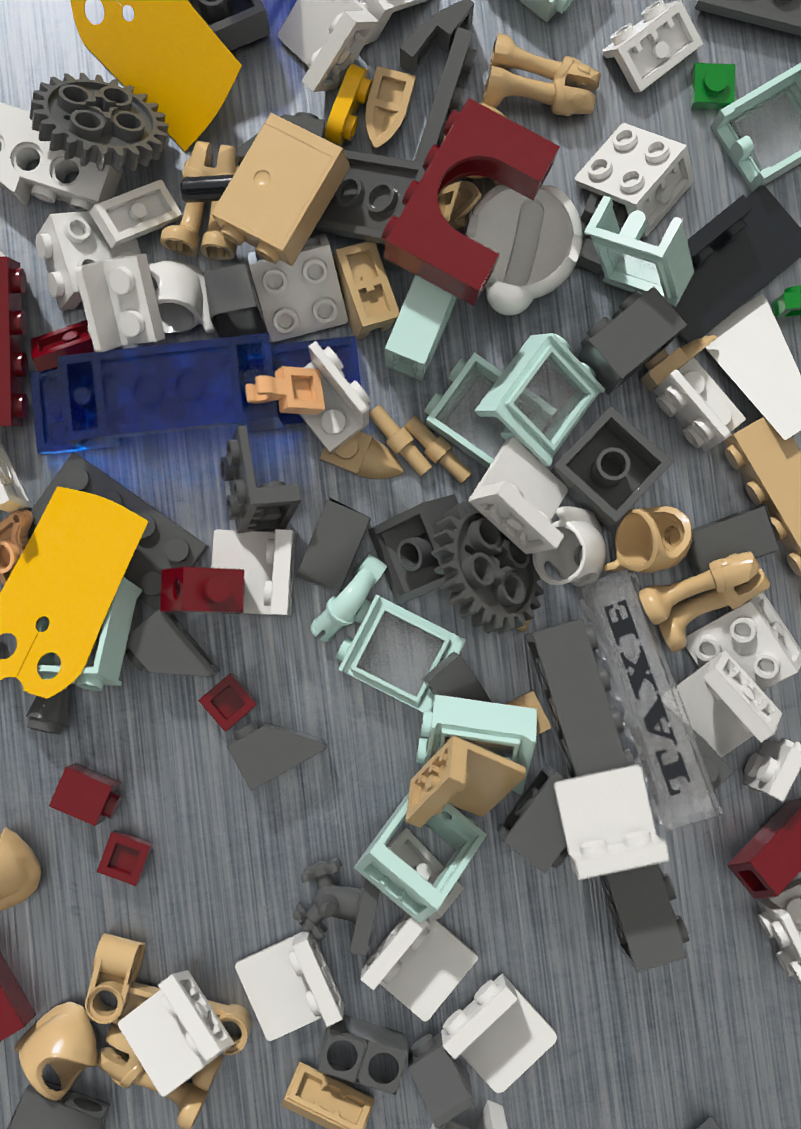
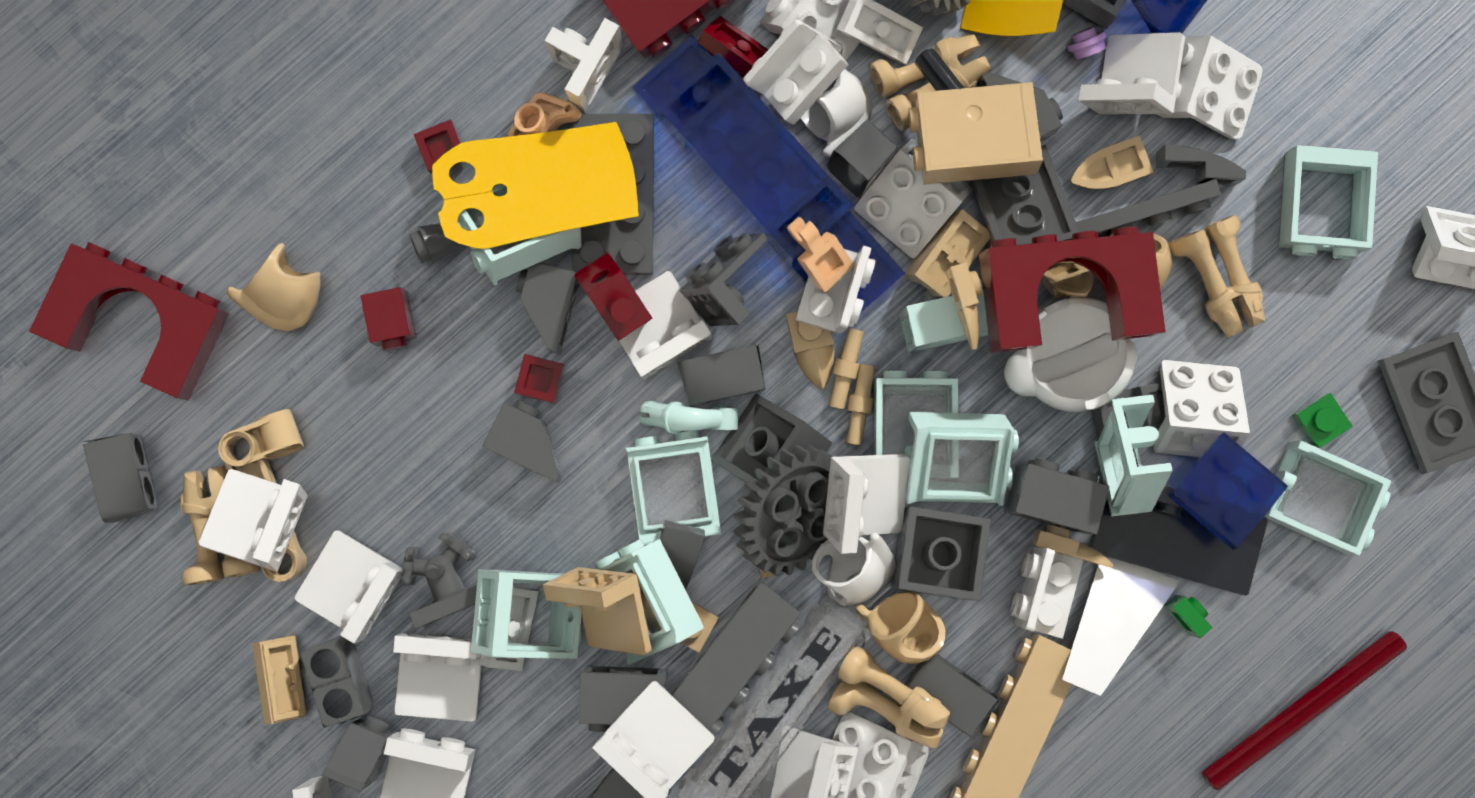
camera: 55 degrees right, 0 degrees up
(61, 1040) = (183, 434): tan piece -> none
(125, 857) = (360, 383): dark red plate -> none
(270, 55) = (1087, 43): none -> lavender plate
(353, 91) = (1075, 138): yellow plate -> none
(407, 288) = (965, 289): none -> tan plate
(653, 43) = (1321, 347): white bracket -> none
(724, 194) = (1228, 491): none -> clear blue plate

